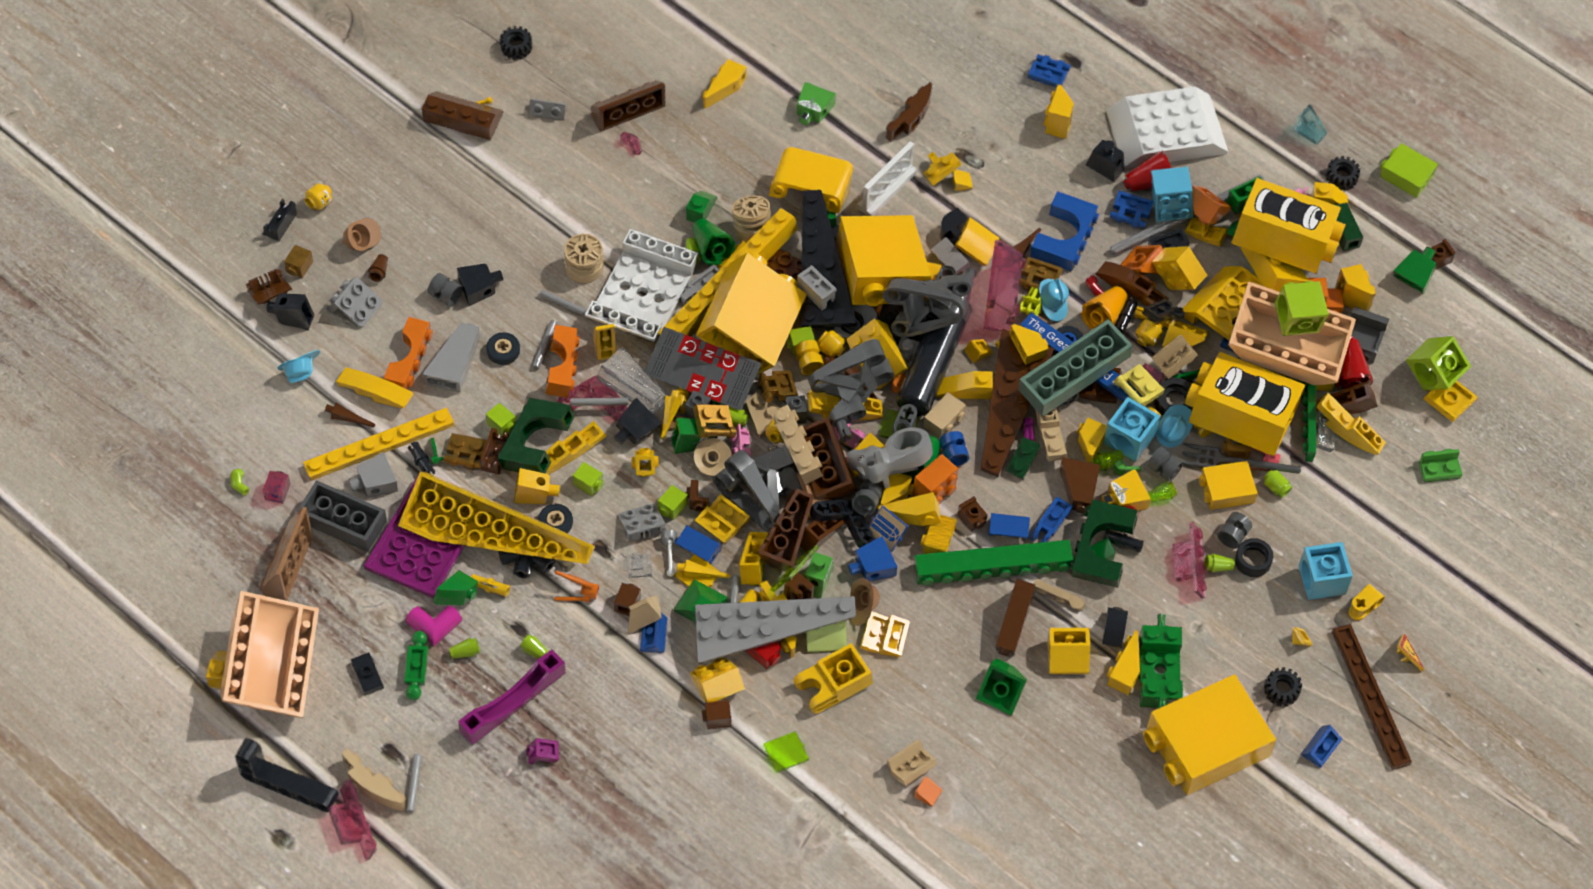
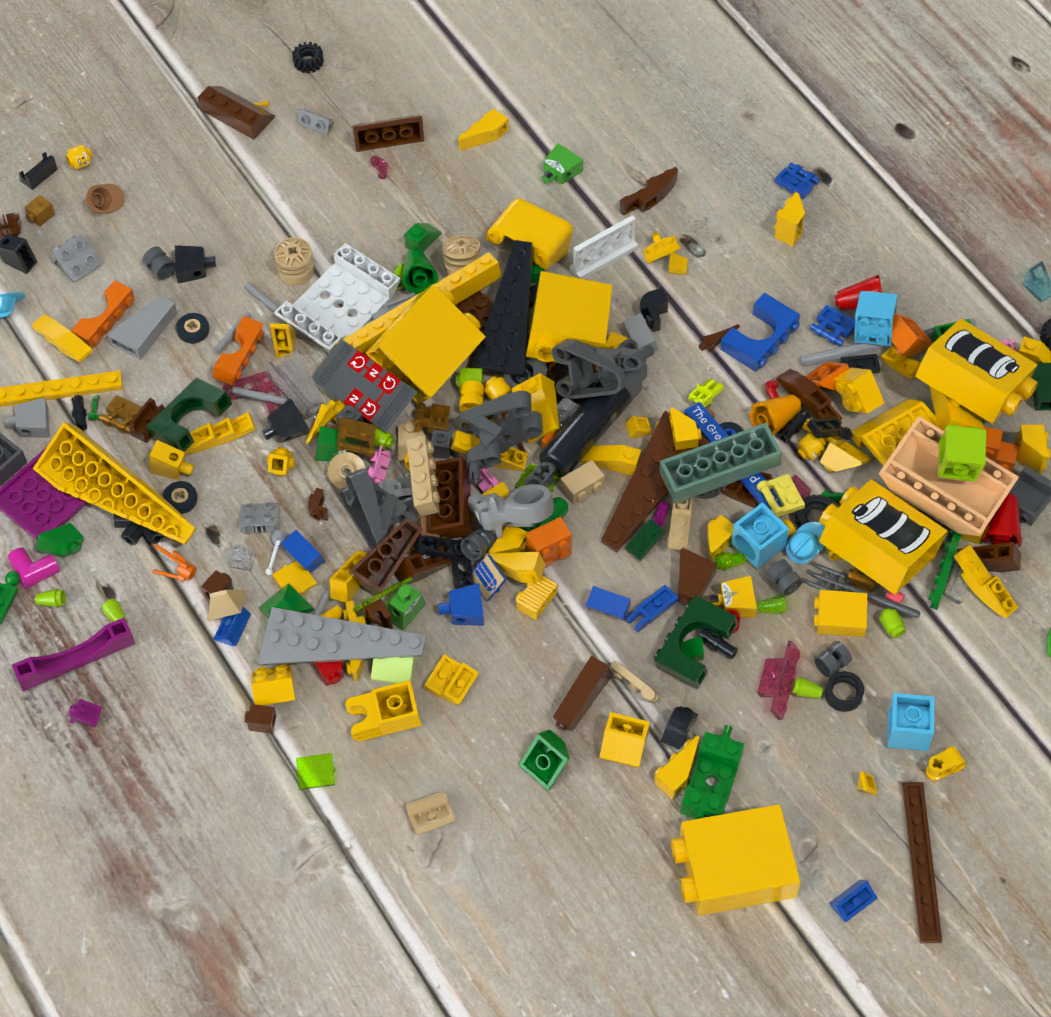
camera: 20 degrees right, 0 degrees up
(341, 413) = (25, 355): reddish brown piece -> none
(378, 268) = (108, 231): reddish brown cone -> none
(501, 419) = (163, 391): lime brick -> none
(502, 589) = (105, 549): yellow pin -> none
(588, 479) = (223, 465): lime brick -> none
(672, 502) = (293, 505): lime brick -> none
(695, 570) = (289, 573): yellow piece -> none
(723, 519) = (336, 532): yellow slope -> none
(816, 287) = (495, 331): light grey hinge -> none
(866, 600) = (441, 642): medium nougat piece -> none
(928, 791) = (438, 846): orange slope -> none
(954, 448) = (580, 515): blue wheel -> none
(971, 520) = (576, 582): reddish brown brick -> none
(976, 242) = (670, 324): yellow slope -> none
(993, 562) = (580, 634): green brick -> none
(1003, 287) = (676, 369): clear pink windscreen -> none
(1039, 271) = (725, 366): pearl gold plate -> none
(1054, 298) = (727, 394): medium azure piece -> none
(1107, 160) = (823, 274): black torso -> none
(1121, 469) = (739, 572): bright green hand -> none
(1172, 121) = (902, 252): white slope -> none
(1174, 356) = (826, 474): tan bracket -> none
(1284, 676) = (840, 821): black tyre -> none
(1406, 648) = (972, 821): yellow piece -> none

